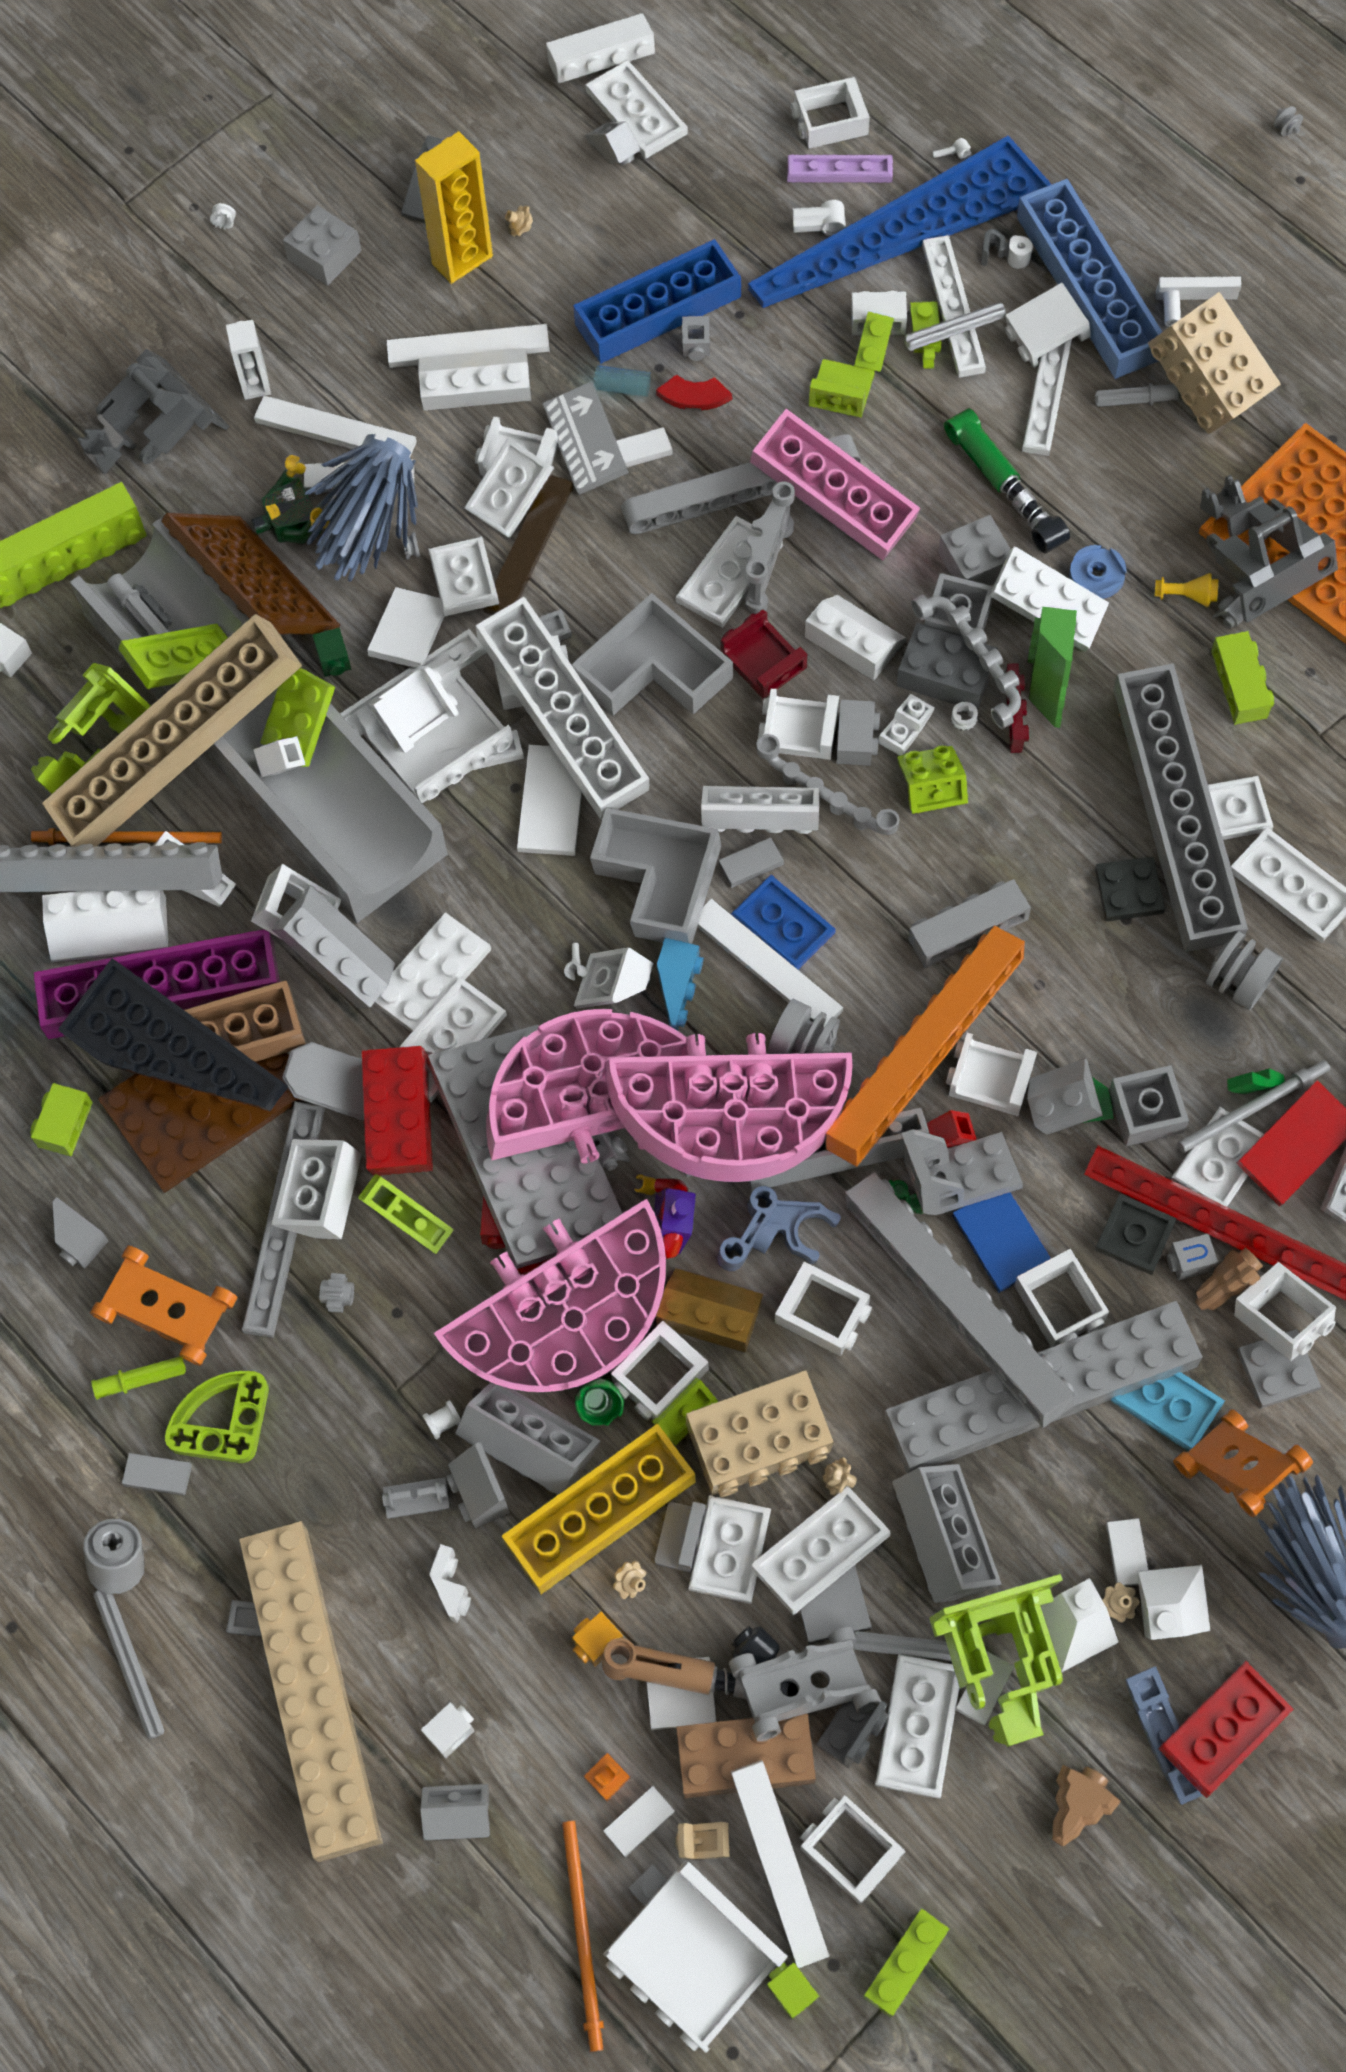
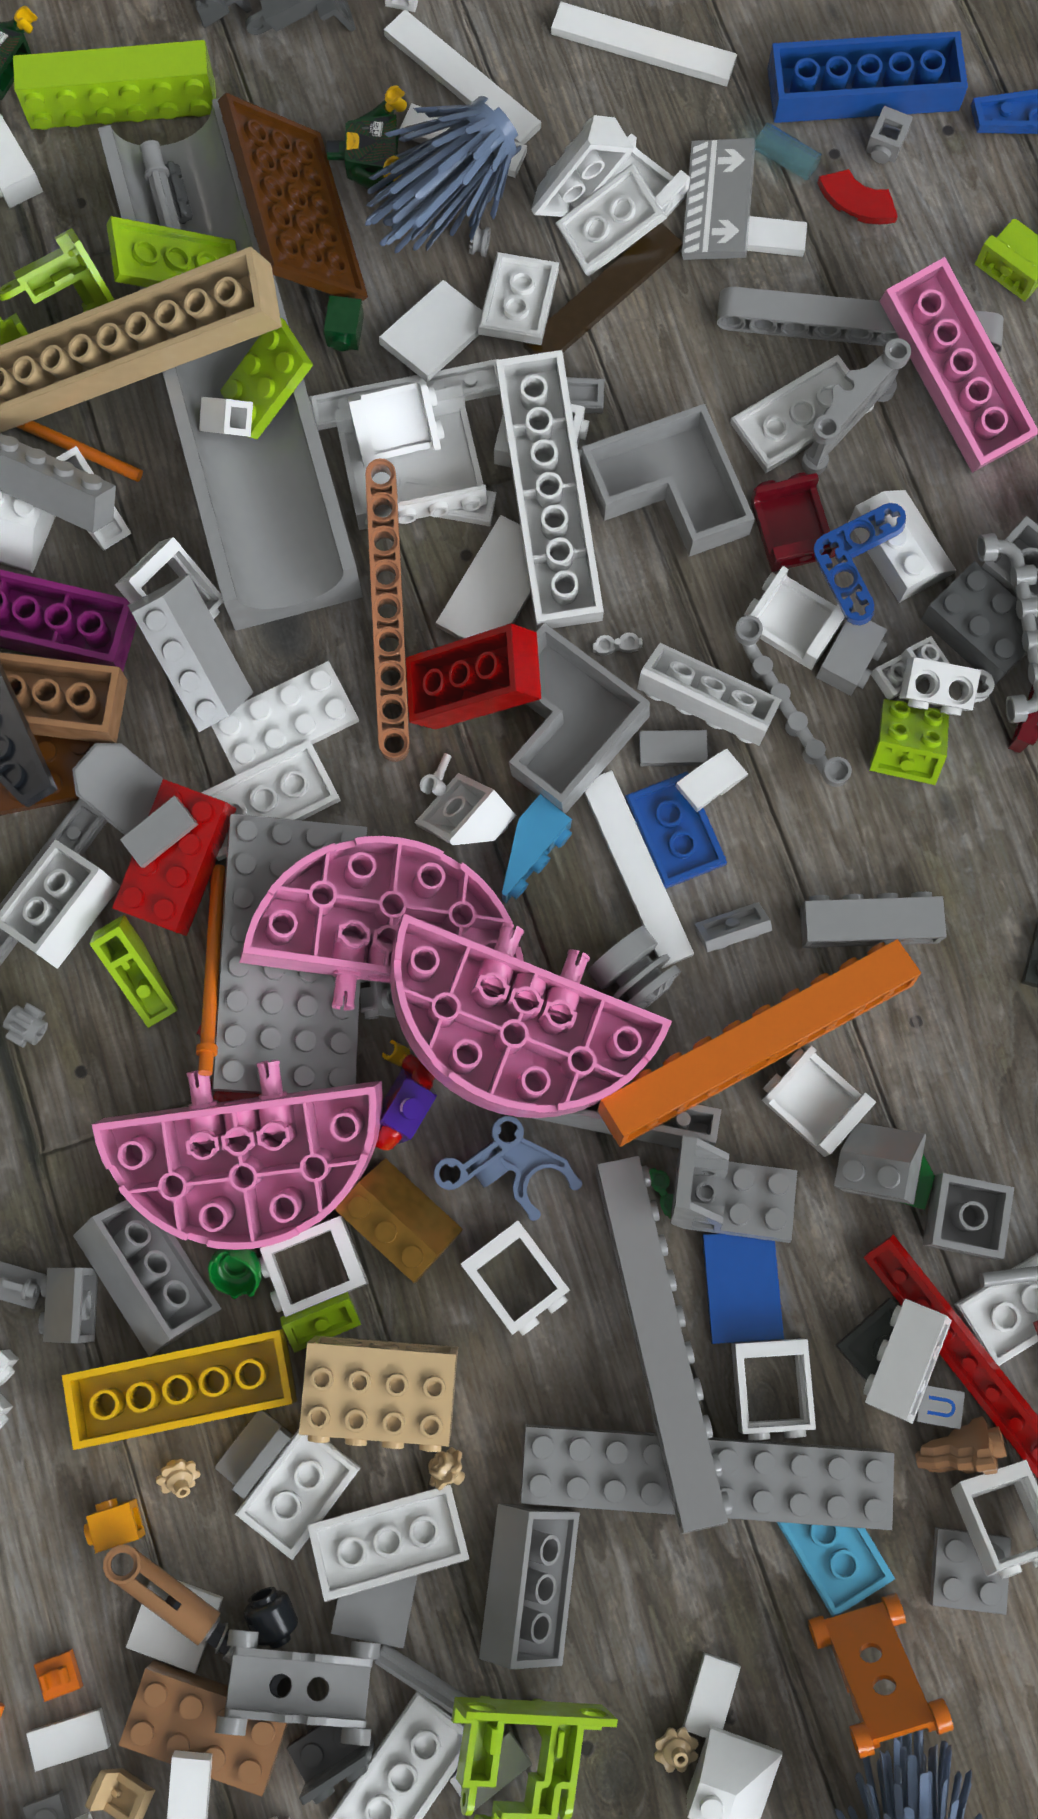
camera: 20 degrees right, 10 degrees up
(379, 1089) = (159, 831): none -> light grey tile
(442, 1419) = (68, 1211): white bush -> none
(469, 456) = (582, 167): none -> white slope
(474, 379) = (631, 83): white slope -> none
(477, 838) = (387, 594): none -> nougat beam
(498, 1234) = (207, 1048): none -> orange bar
(571, 870) = (473, 677): none -> red brick
(675, 800) = (607, 645): none -> white piece
(793, 871) = (711, 779): none -> white slope
(815, 655) = (848, 549): none -> blue beam
(863, 974) = (733, 927): none -> light grey plate
(932, 719) = (940, 678): none -> white brick
(953, 1127) = (744, 1143): red brick -> none
(1078, 1625) = (620, 1755): white slope -> none
(1153, 1228) = (907, 1360): none -> white brick

